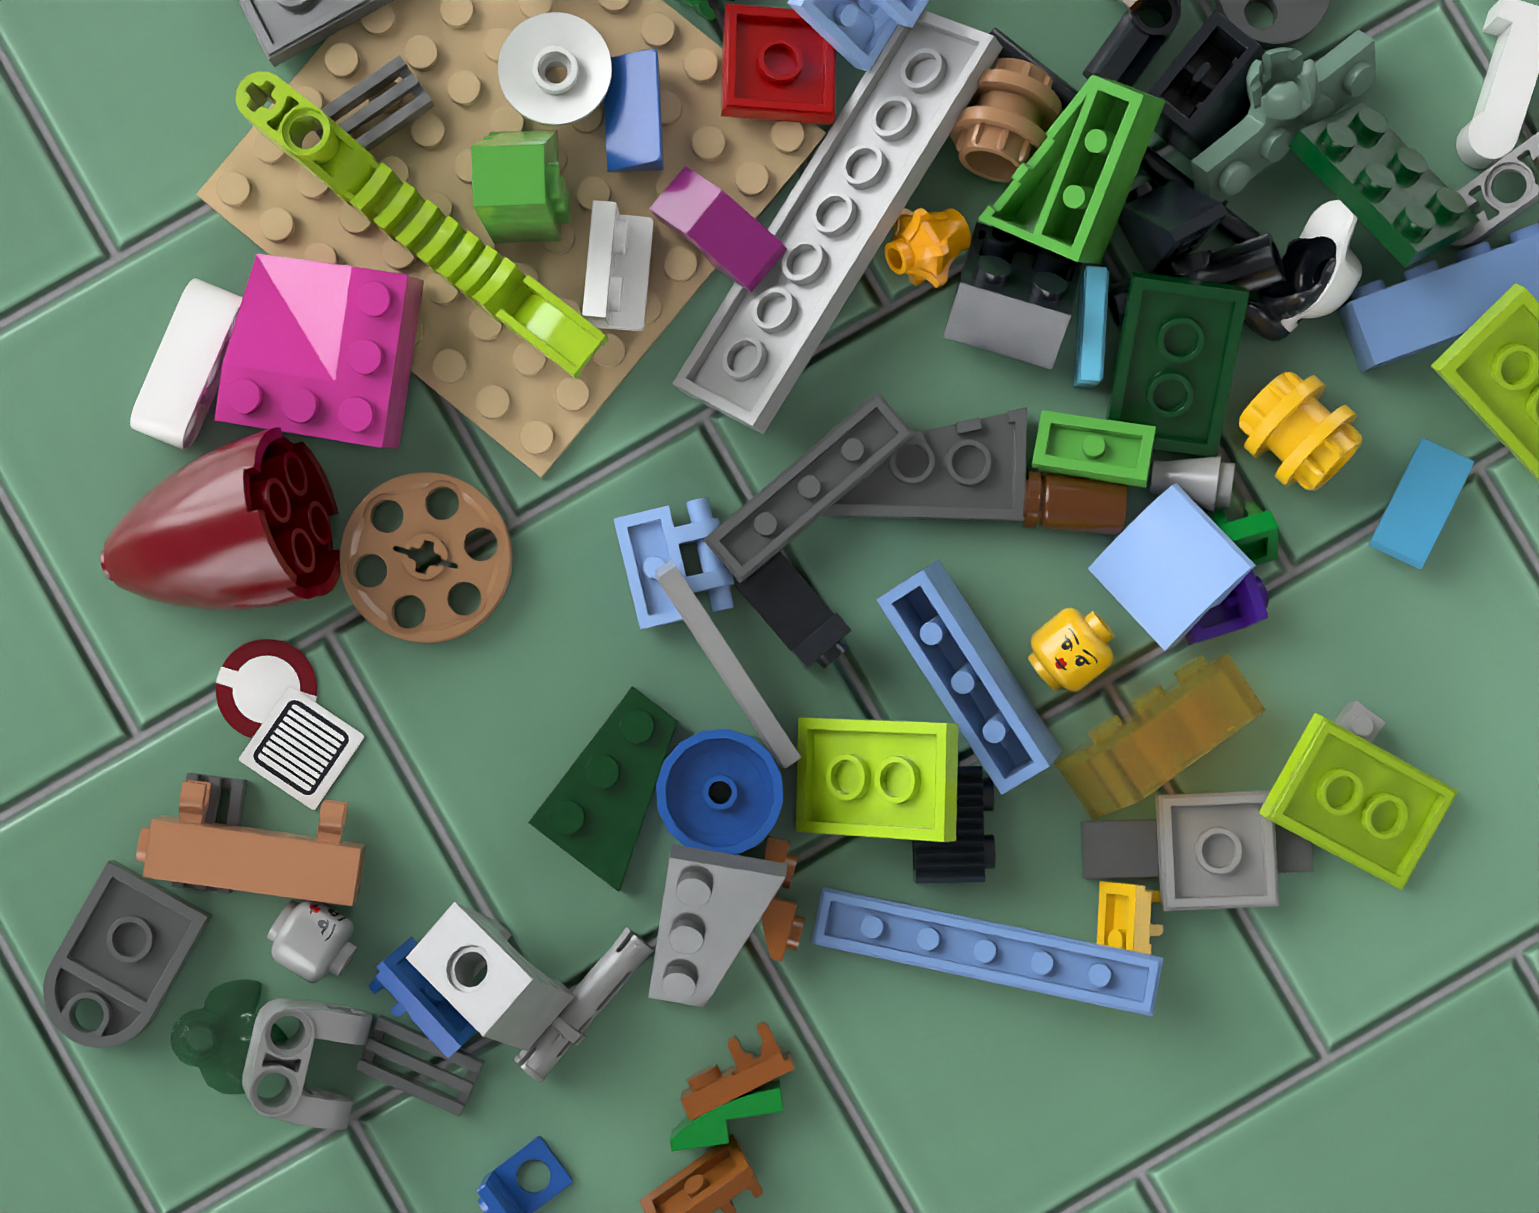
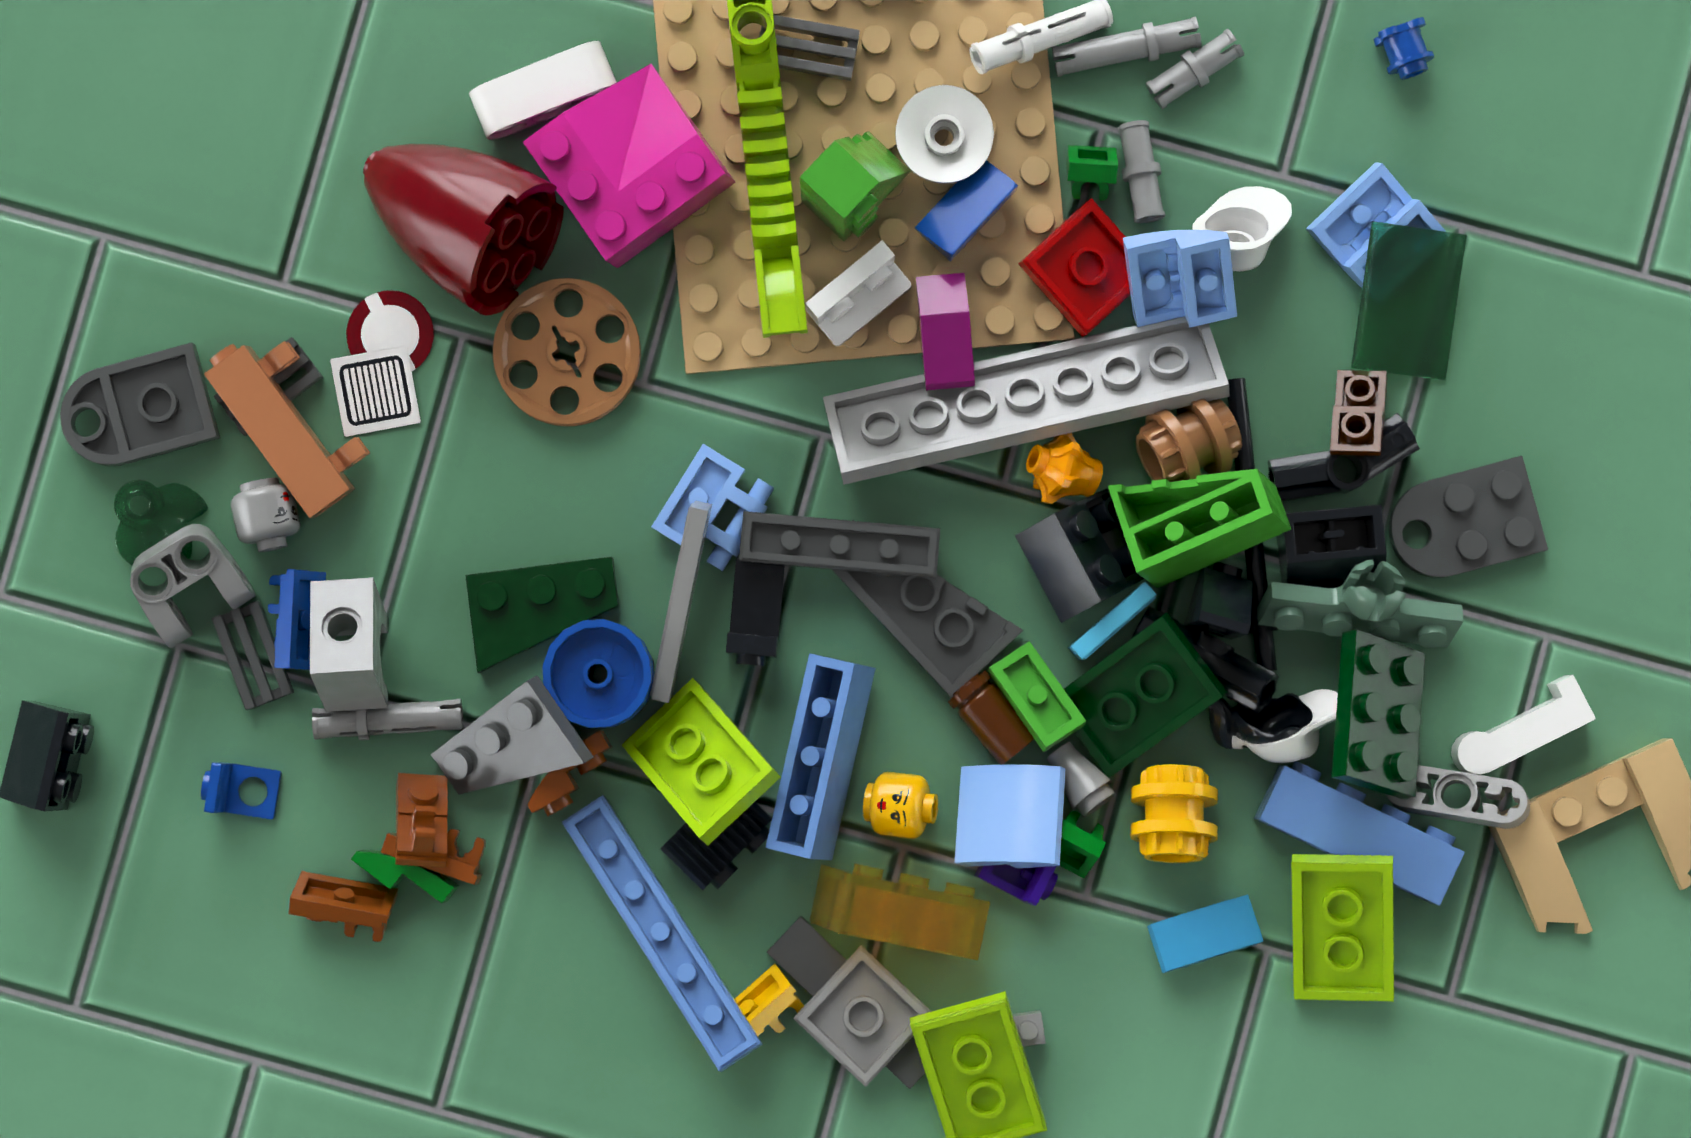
camera: 45 degrees right, 0 degrees up
(697, 1059) = (421, 820): none -> dark orange plate

